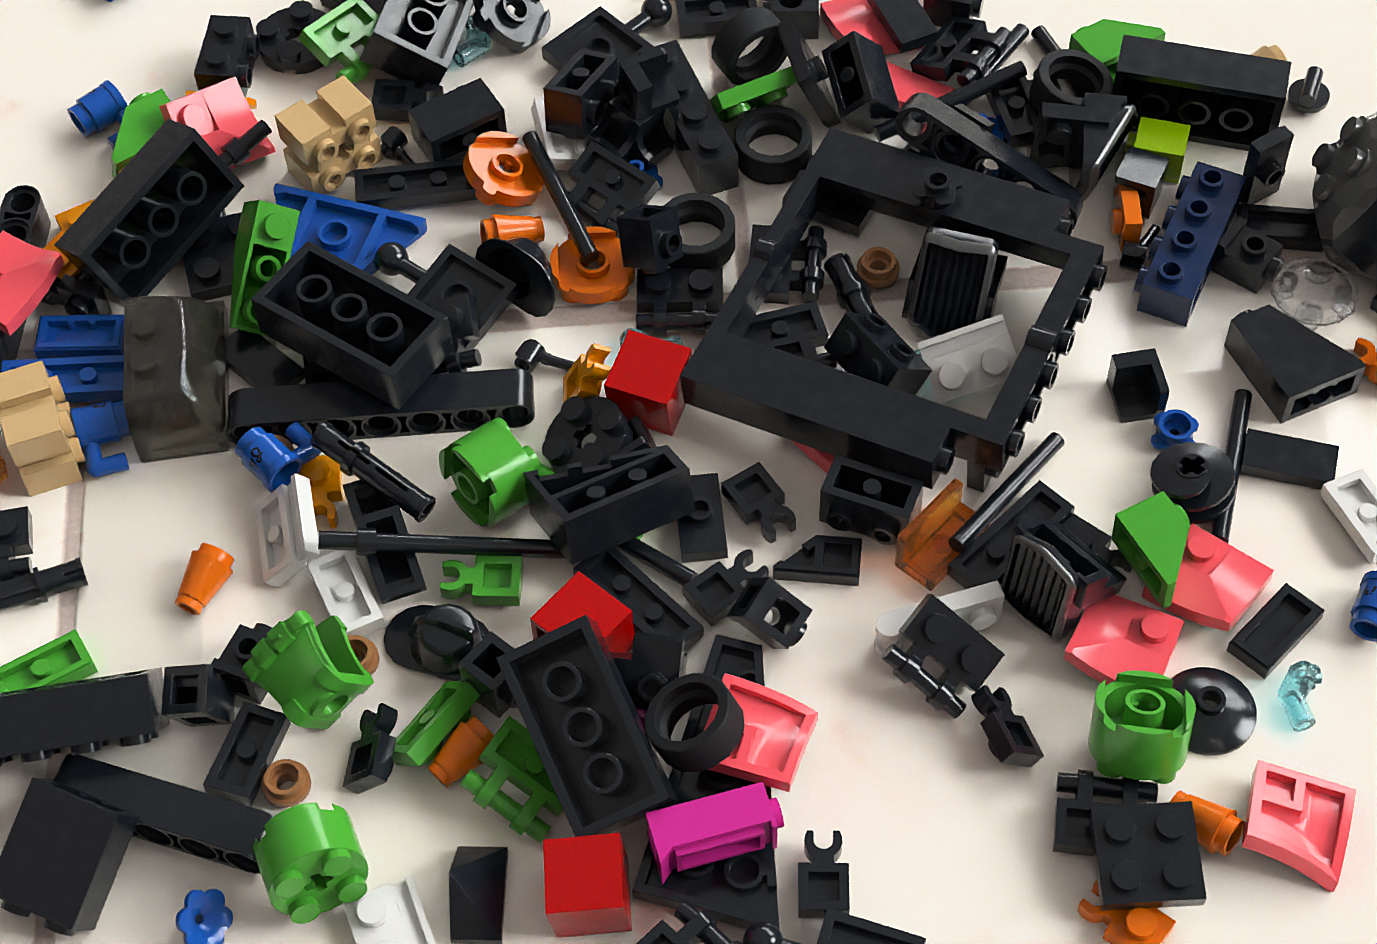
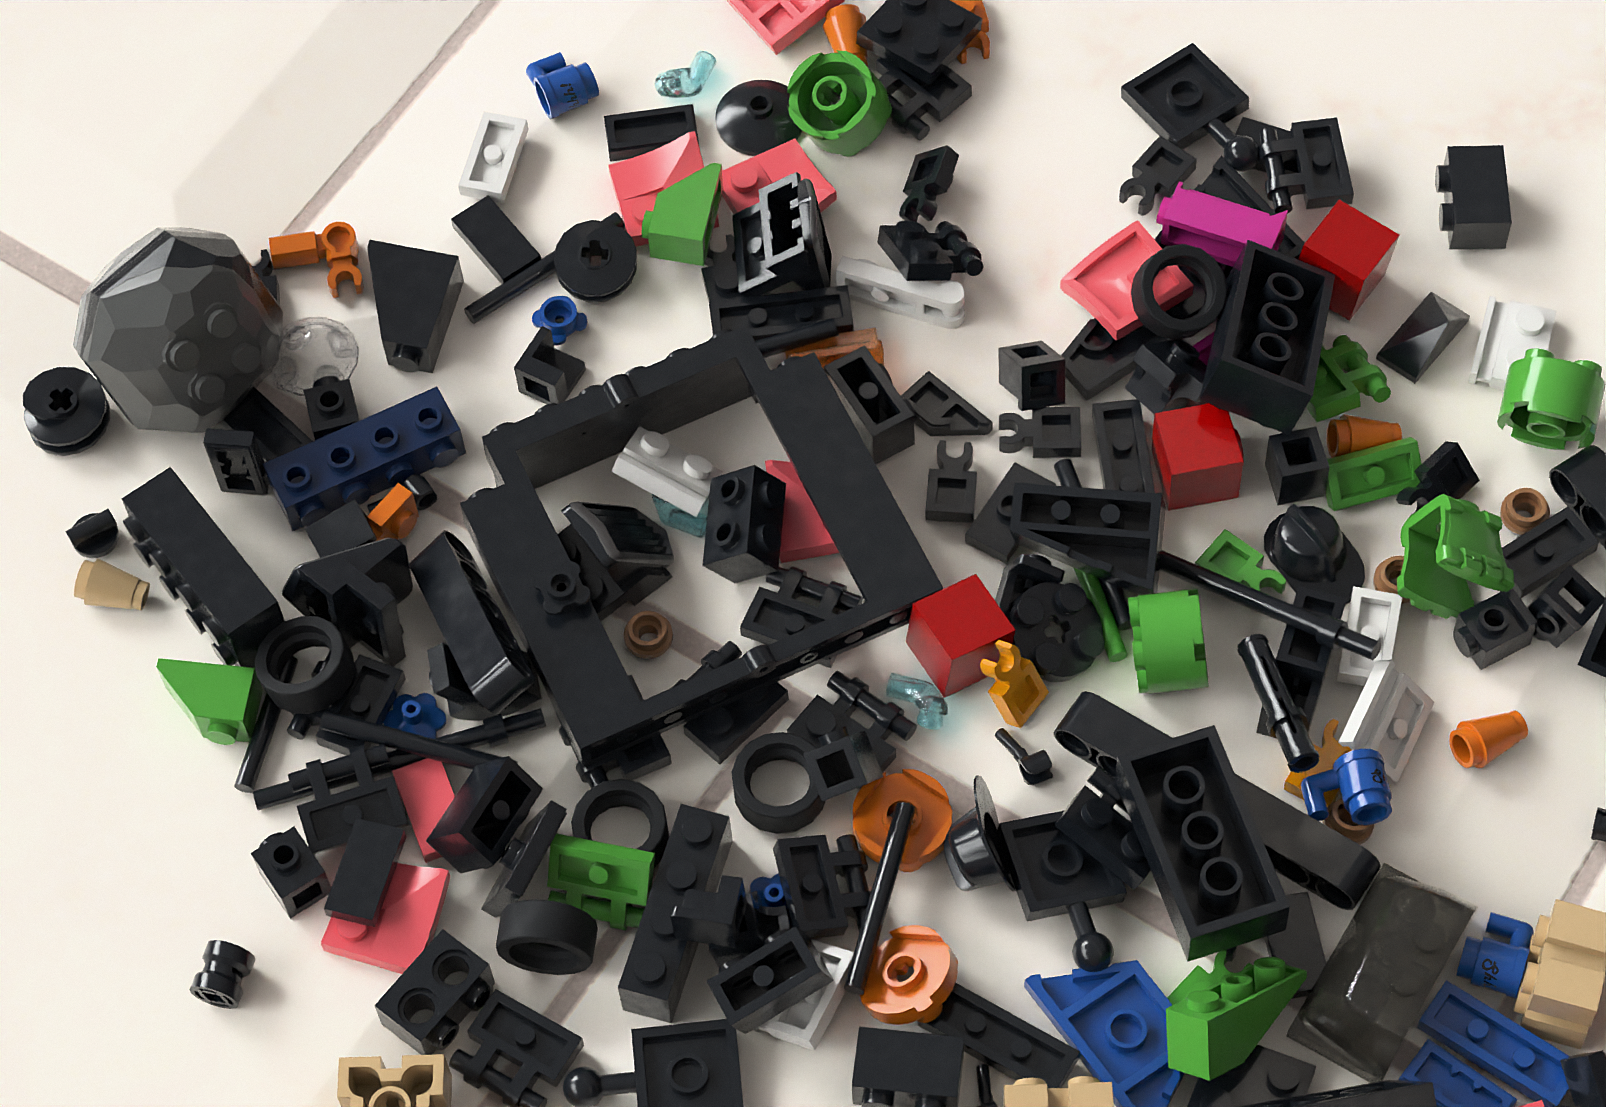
camera: 140 degrees left, 5 degrees up
(511, 226) = (952, 911): orange cone -> none
(851, 291) = (696, 620): black pin -> none
(1162, 139) = (280, 554): lime brick -> none

